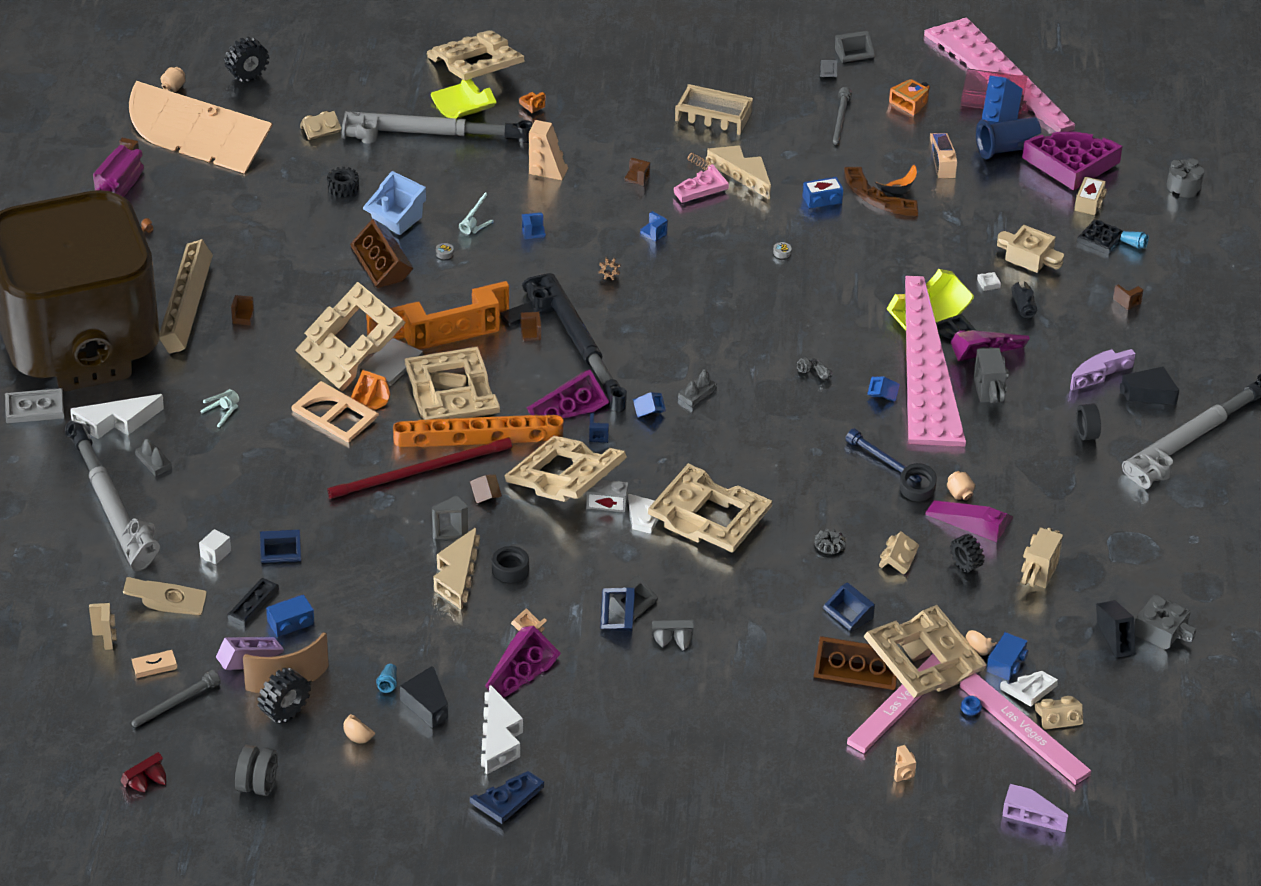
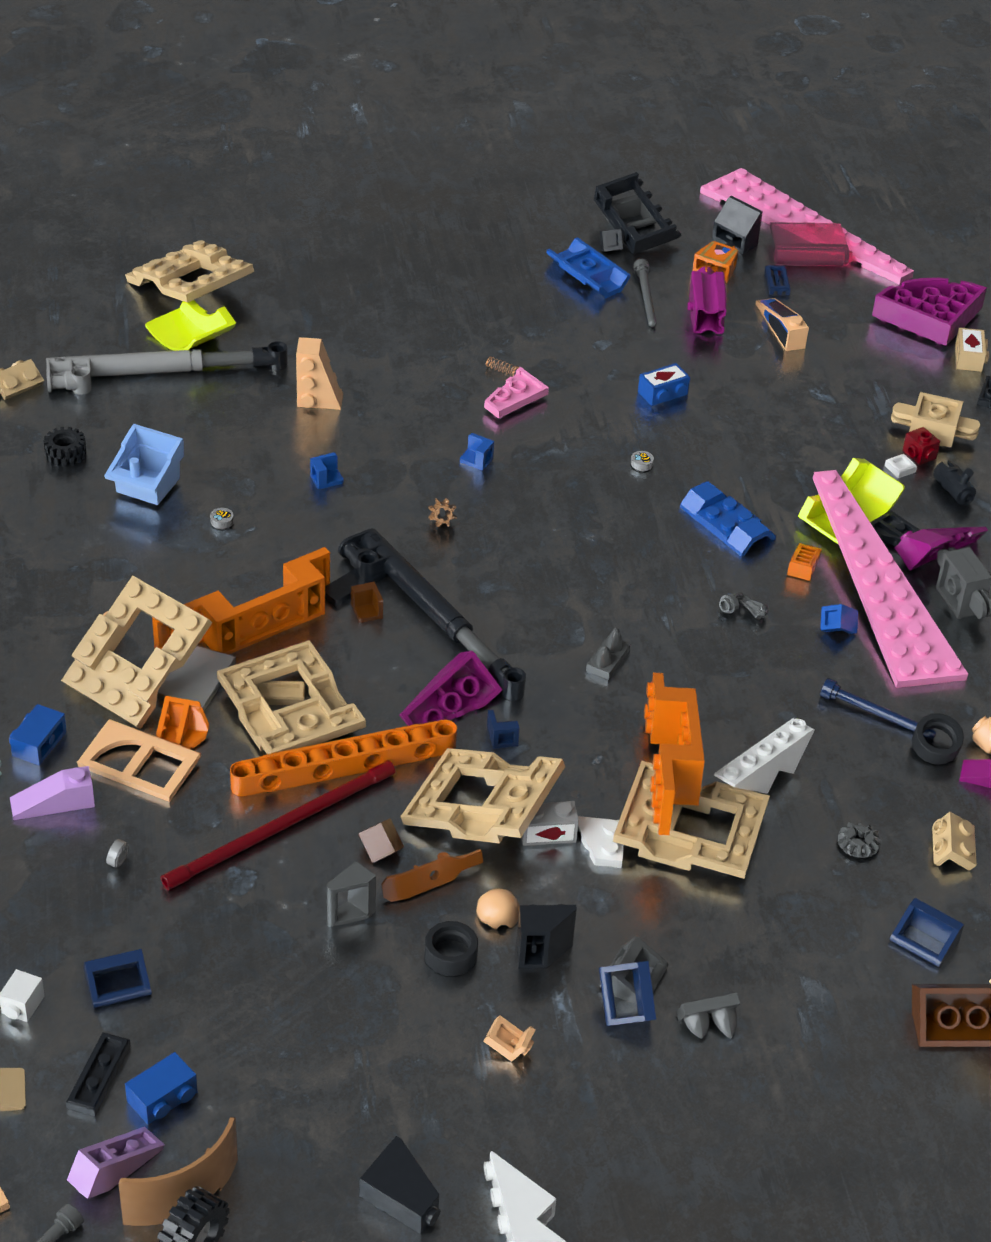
camera: 15 degrees left, 0 degrees up
(269, 384) = (37, 734): none -> blue brick
(271, 425) = (56, 794): none -> lavender slope
(302, 469) = (117, 853): none -> light grey tile
(381, 255) = (142, 535): reddish brown slope -> none
(387, 679) = (333, 1166): dark azure cone -> none
(455, 568) = (377, 963): tan slope -> none
(469, 224) = (243, 477): light aqua plant -> none
(502, 517) = (418, 880): none -> dark orange piece
(522, 661) = (520, 1095): magenta wedge -> none
(533, 102) = (276, 319): orange bracket -> none
(552, 544) = (498, 908): none -> light nougat hair
(575, 563) = (544, 933): none -> black slope
(638, 171) = (432, 387): reddish brown panel -> none
(649, 404) = (556, 685): panel -> none
(707, 469) = (679, 766): none -> orange bracket
(716, 105) = (497, 297): tan window -> none
(747, 171) = (564, 369): tan slope -> none
(773, 479) = (760, 764): none -> white slope
(802, 90) = (591, 268): none -> blue piece
(829, 301) = (725, 517): none -> blue piece
(860, 72) = (631, 238): none -> black hinge
(875, 197) = (725, 382): reddish brown tile -> none
(876, 343) = (804, 561): none -> orange slope
(886, 128) = (707, 300): none -> magenta piece
(906, 183) = (753, 359): piece -> none
(938, 68) = (738, 225): none -> slope
(954, 125) = (786, 288): none -> dark blue tile
(1001, 100) = (827, 259): blue slope -> none
(1005, 135) = (847, 292): dark blue piece -> none
(1010, 267) = (921, 445): none -> dark red brick

